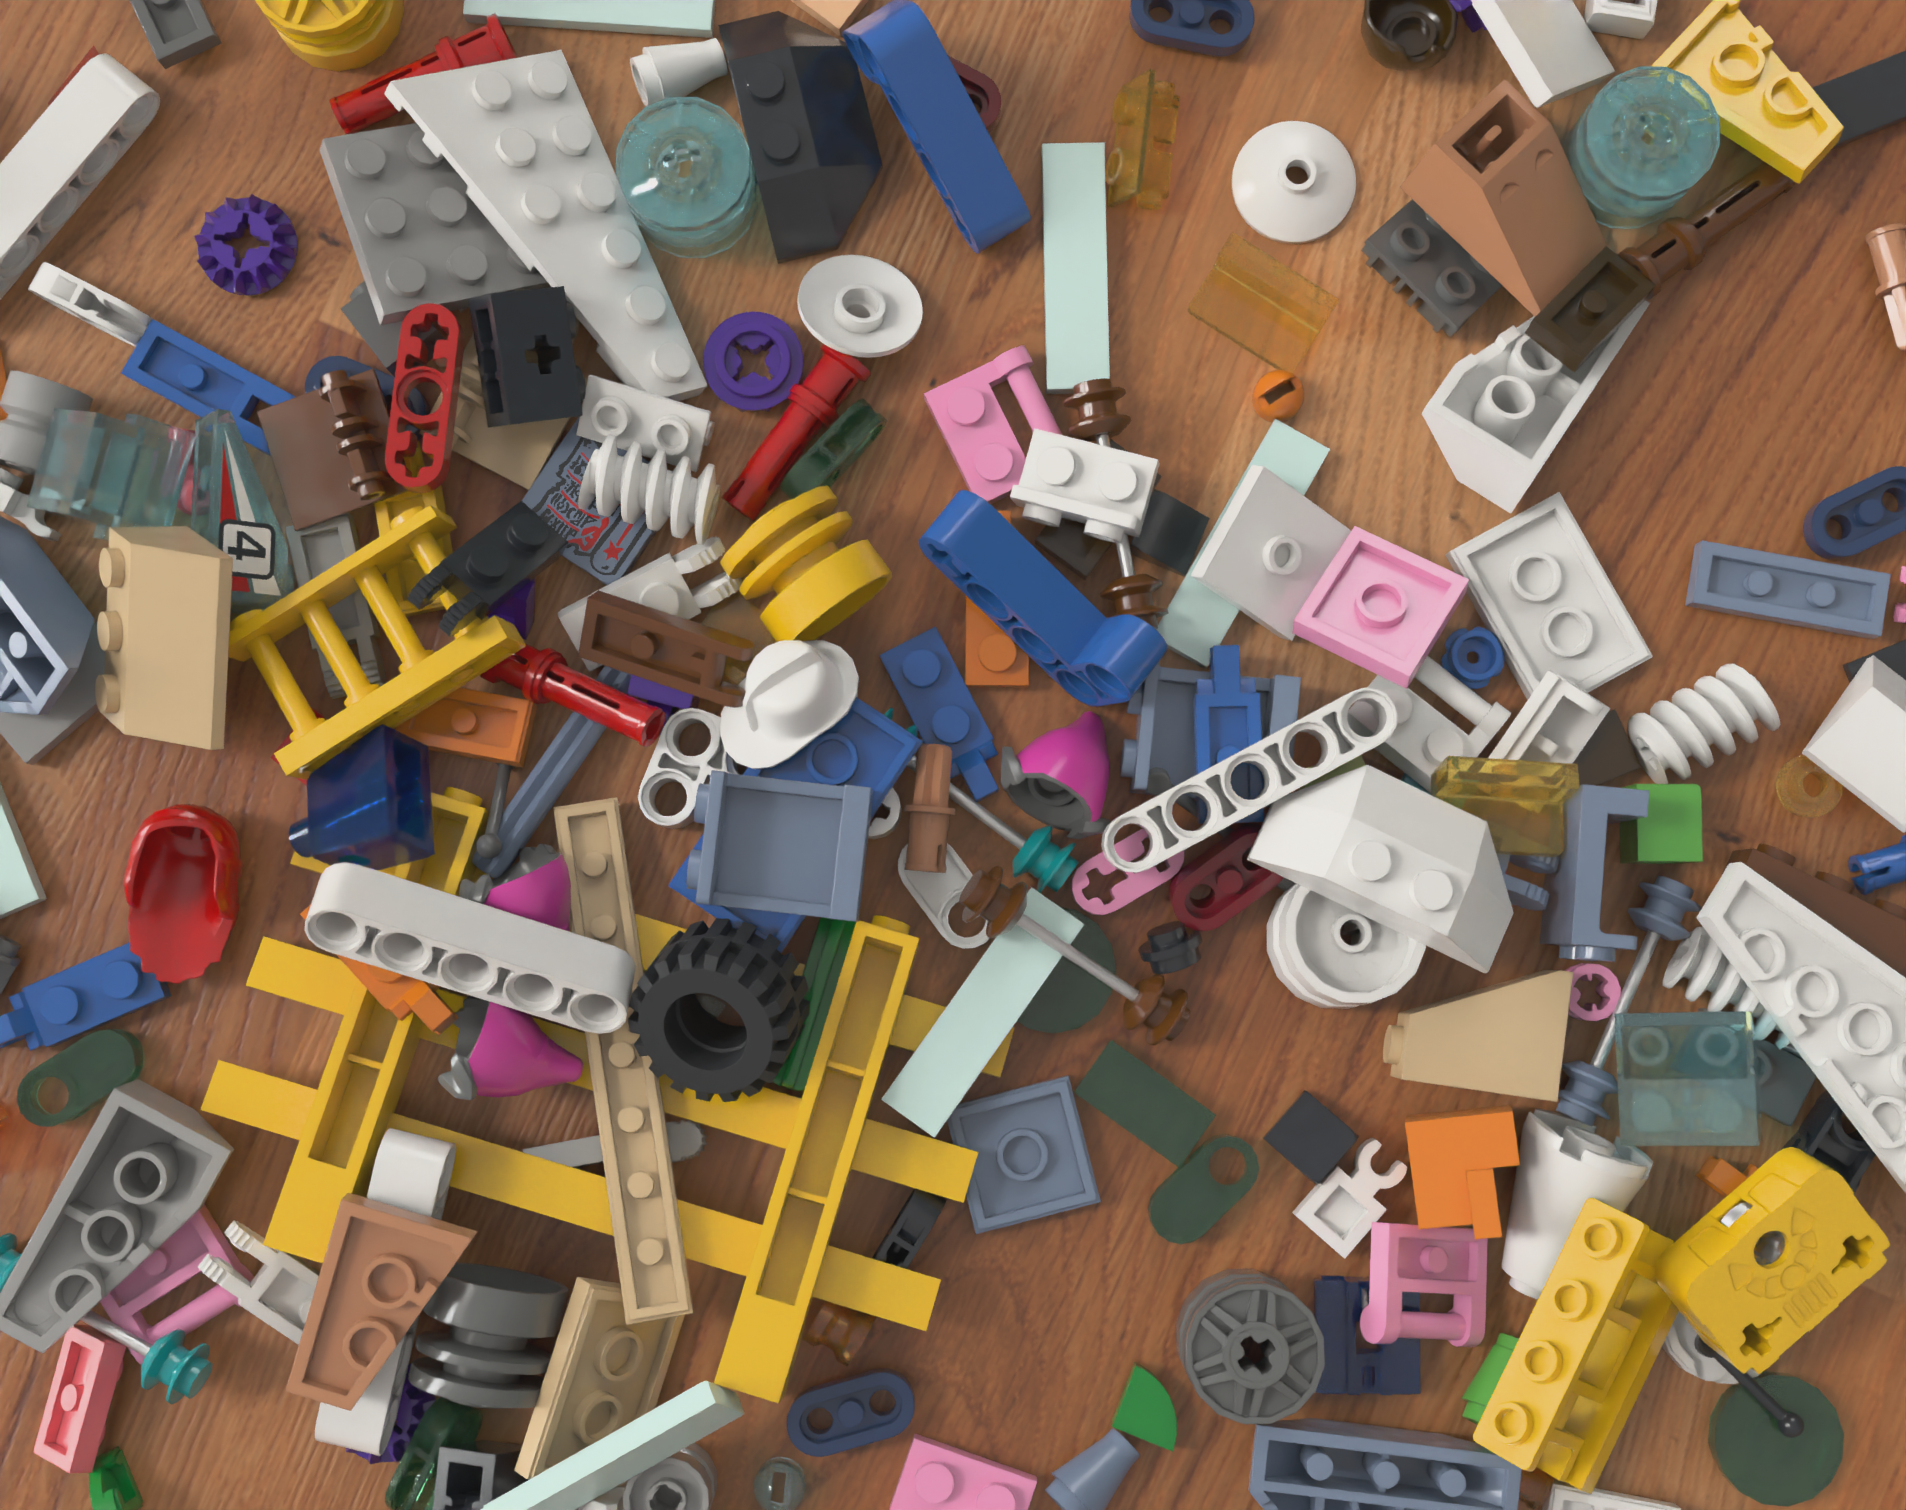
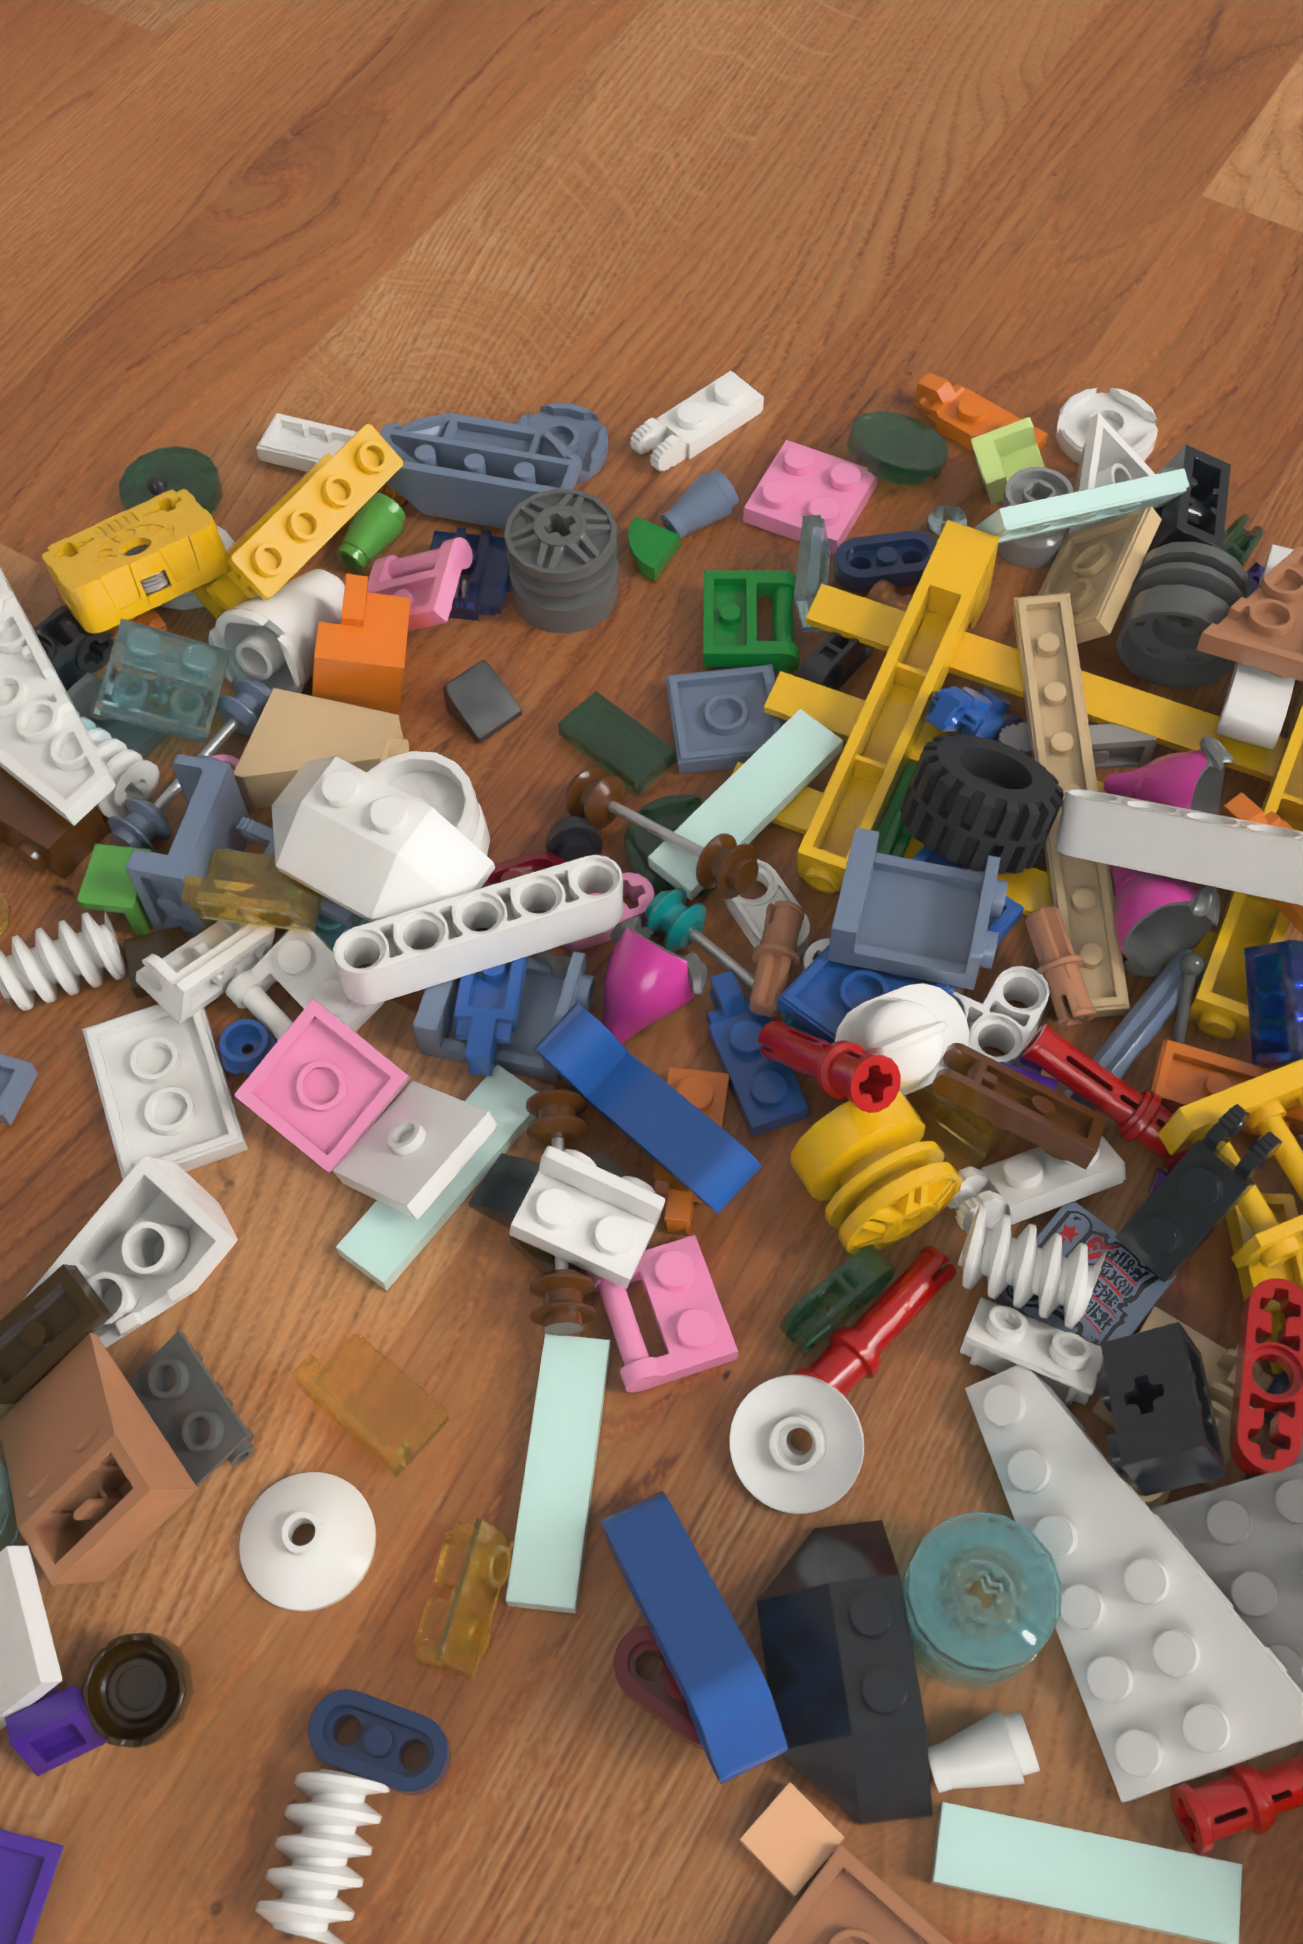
camera: 170 degrees left, 25 degrees down
(627, 831) = (1060, 967): none -> nougat axle
(735, 1157) = (971, 711): none -> blue hinge
(753, 333) = (916, 1379): dark purple gear -> none
(849, 634) = (840, 1067): none -> red pin
(940, 1378) = (811, 565): none -> clear light blue tile
(1030, 1296) = (732, 620): none -> green plate
(1190, 1197) = (586, 669): clear green piece -> none
(1284, 407) = (378, 1321): orange hinge -> none
(1343, 1205) = (456, 653): white plate -> none

